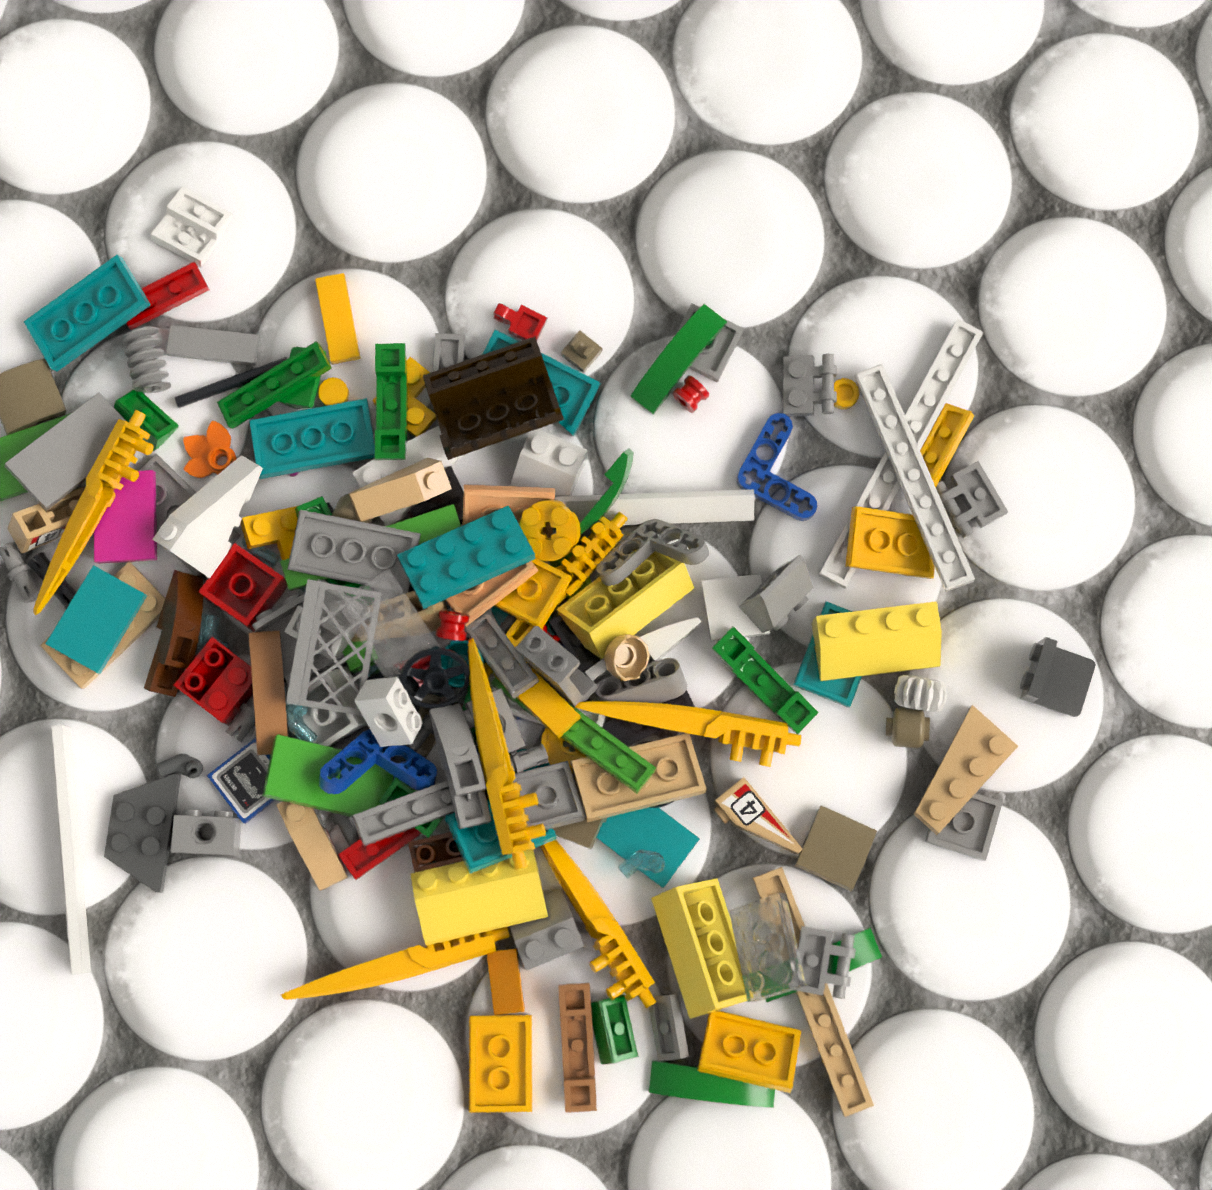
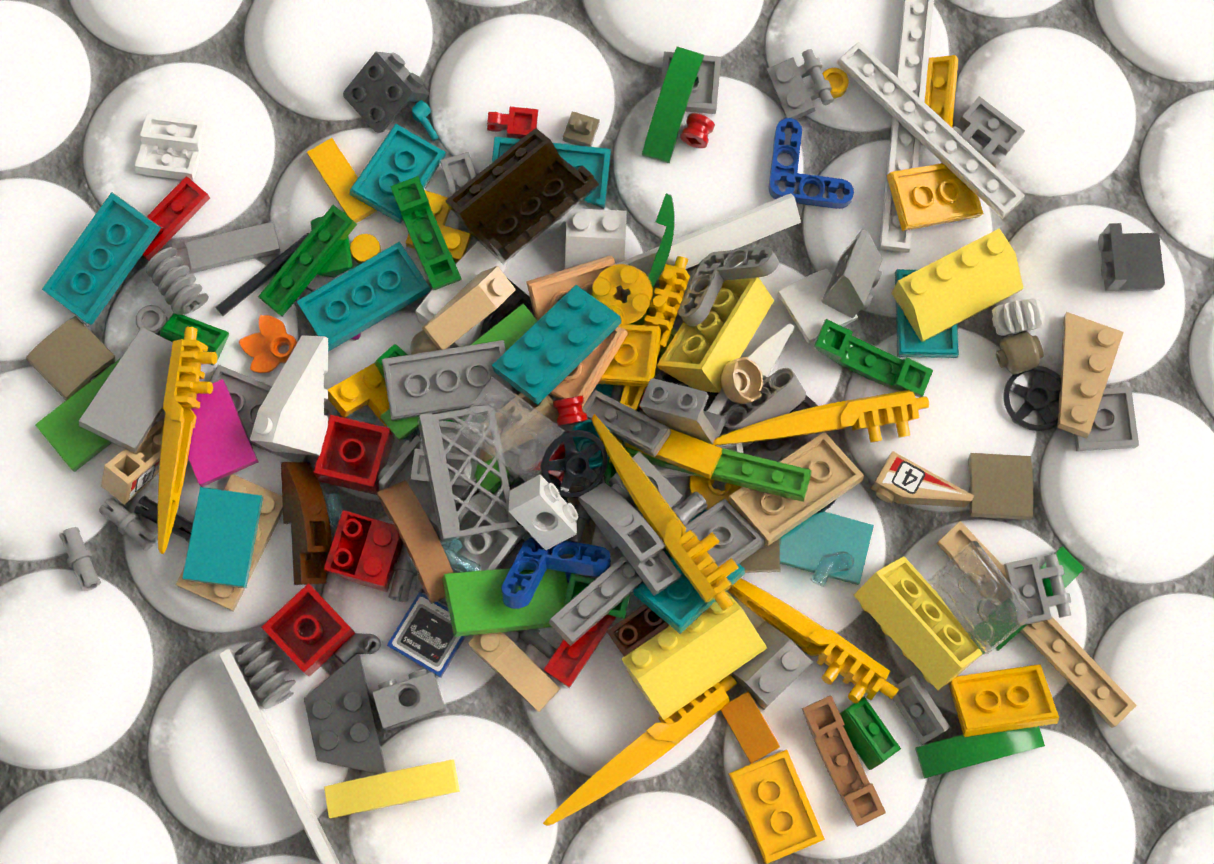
camera: 25 degrees left, 5 degrees down
(88, 758) = (265, 672): none -> light grey piece
(112, 387) = (151, 318): none -> light grey tile
(140, 735) = (308, 630): none -> red brick
(159, 909) = (391, 789): none -> light yellow slope
(396, 319) = (395, 161): none -> teal tile
(411, 243) = (383, 90): none -> dark grey bracket
(436, 278) = (419, 113): none -> teal hand
(907, 776) = (1035, 398): none -> black wheel

